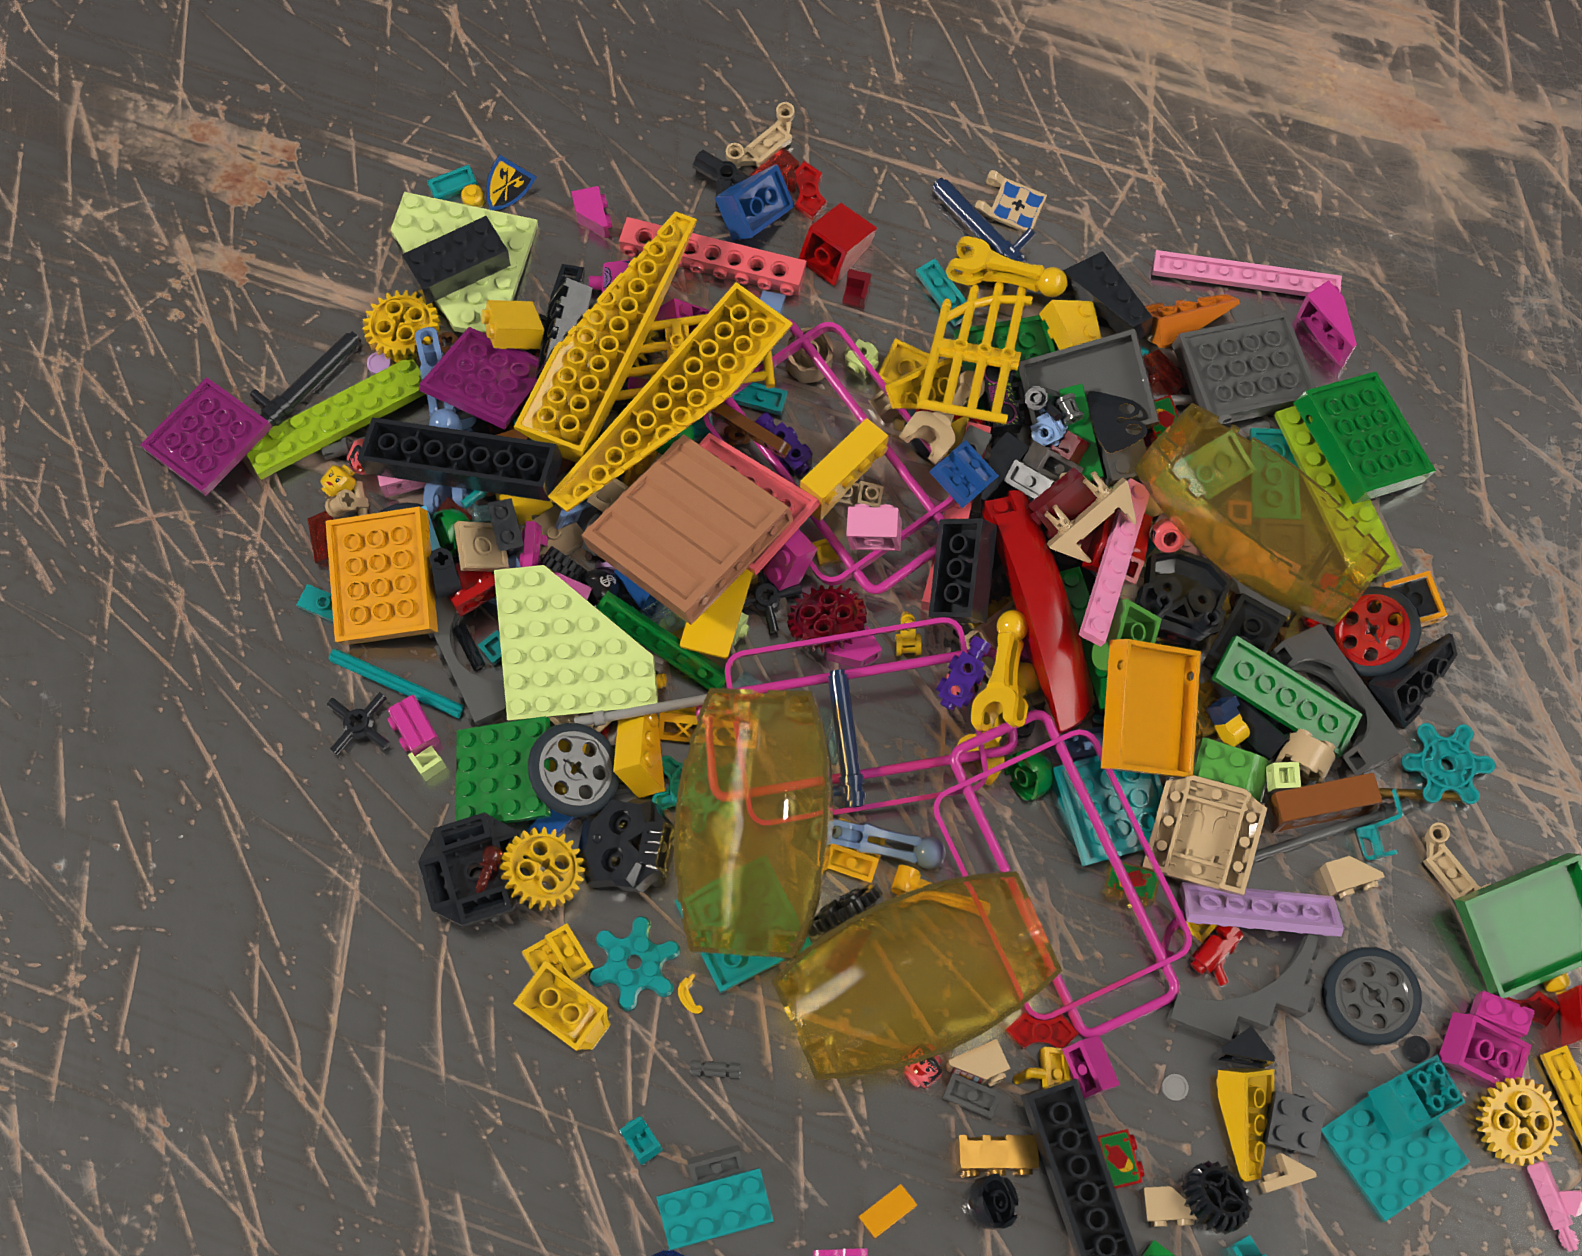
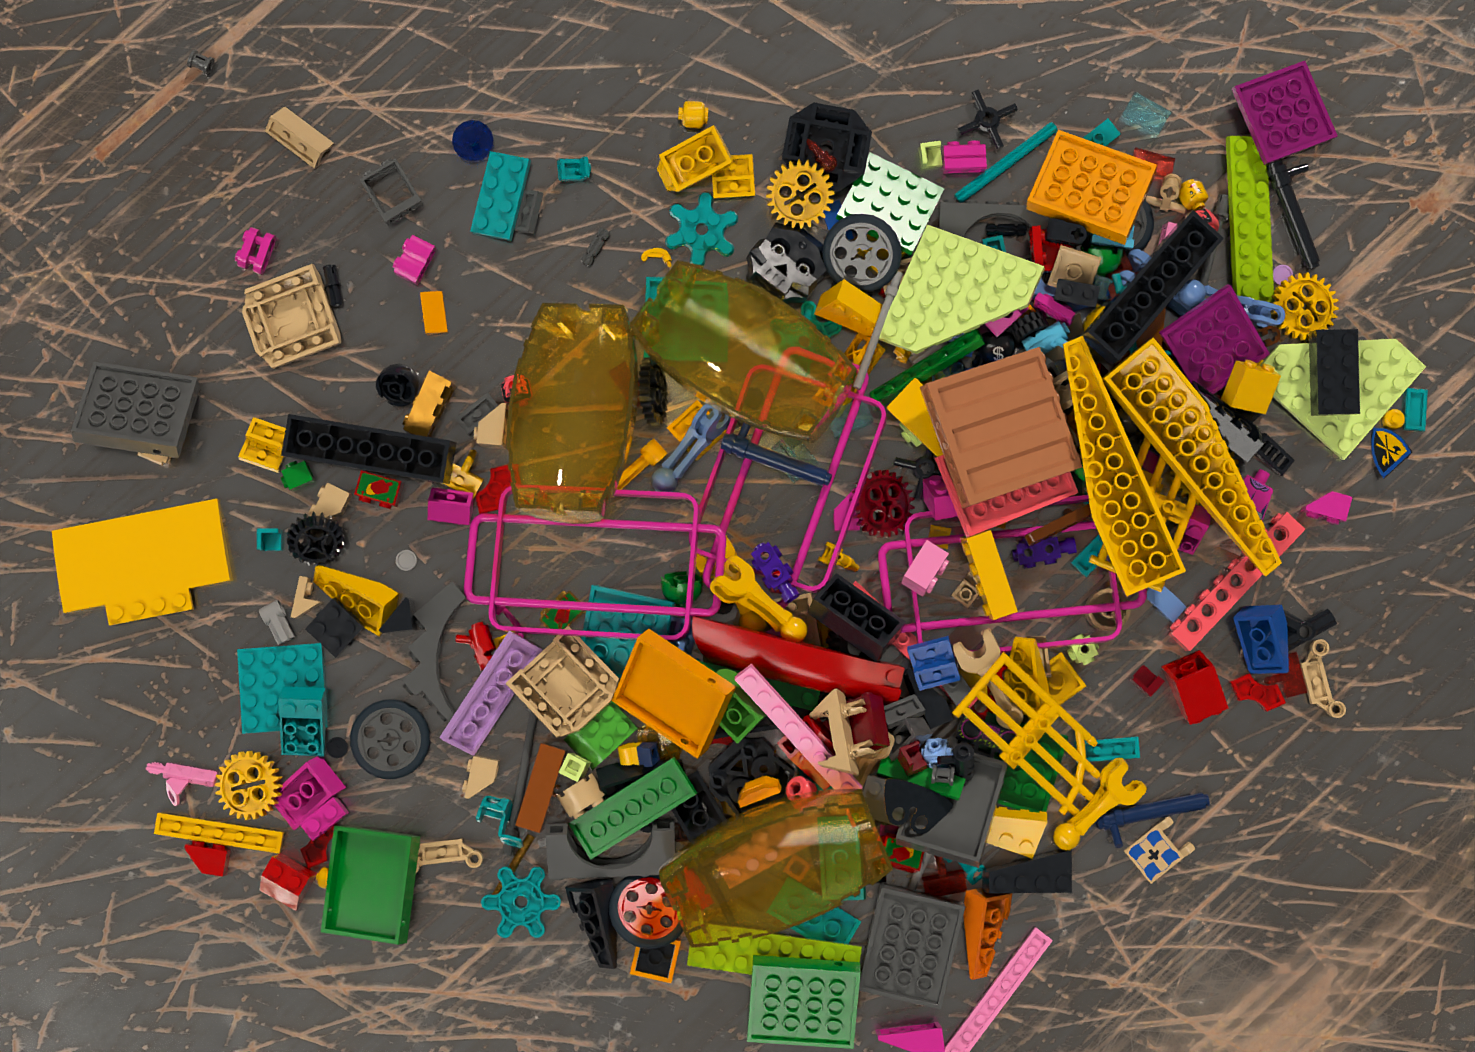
camera: 115 degrees right, 15 degrees up
(272, 570) = (1146, 113): none -> clear light blue panel
(510, 1038) = (693, 114): none -> yellow head
(562, 537) = (1048, 338): none -> medium azure piece
(1193, 577) = (758, 790): none -> light orange slope
(1325, 1197) = (275, 618): none -> light grey piece

